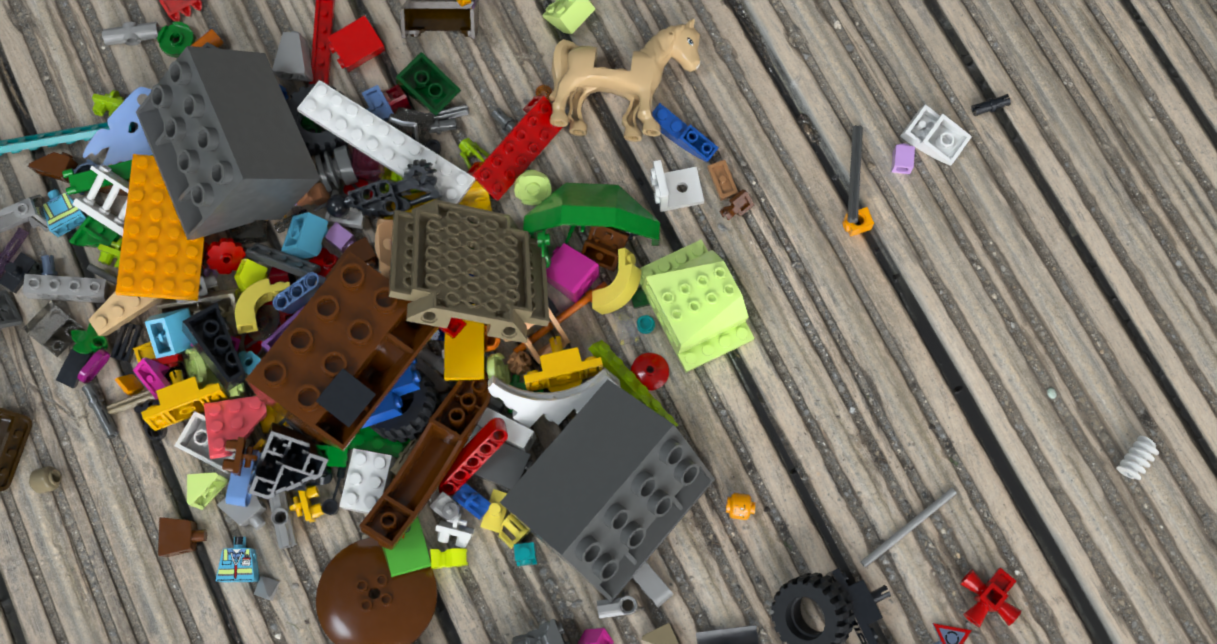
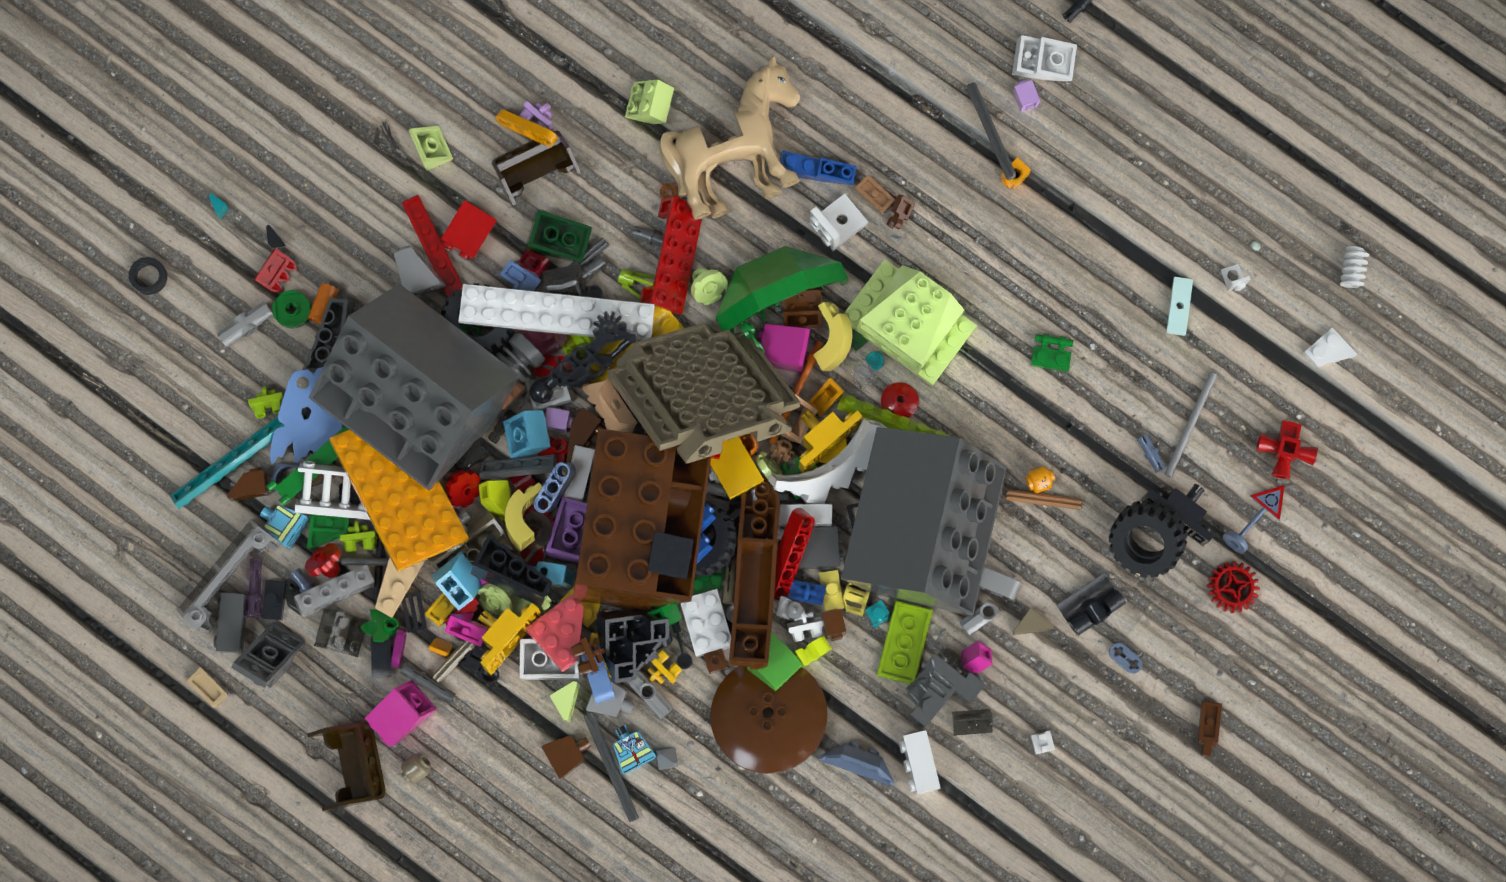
camera: 30 degrees left, 5 degrees up
(60, 423) = (400, 713): none -> dark pink slope
(75, 260) = (324, 561): none -> red plant
(212, 568) = (611, 767): none -> dark grey axle
(353, 519) = (715, 661): none -> reddish brown brick
(478, 543) = (834, 625): none -> reddish brown piece
(537, 593) = (904, 642): none -> lime tile
(584, 333) = (826, 396): none -> light orange slope
(734, 527) = (1043, 499): none -> medium nougat axle
(807, 401) = (1051, 358): none -> green plate
(858, 535) = (1151, 453): none -> sand blue pin
(958, 403) = (1180, 295): none -> light aqua tile
(1017, 419) = (1238, 284): none -> white bracket
(1077, 523) = (1329, 349): none -> white wing

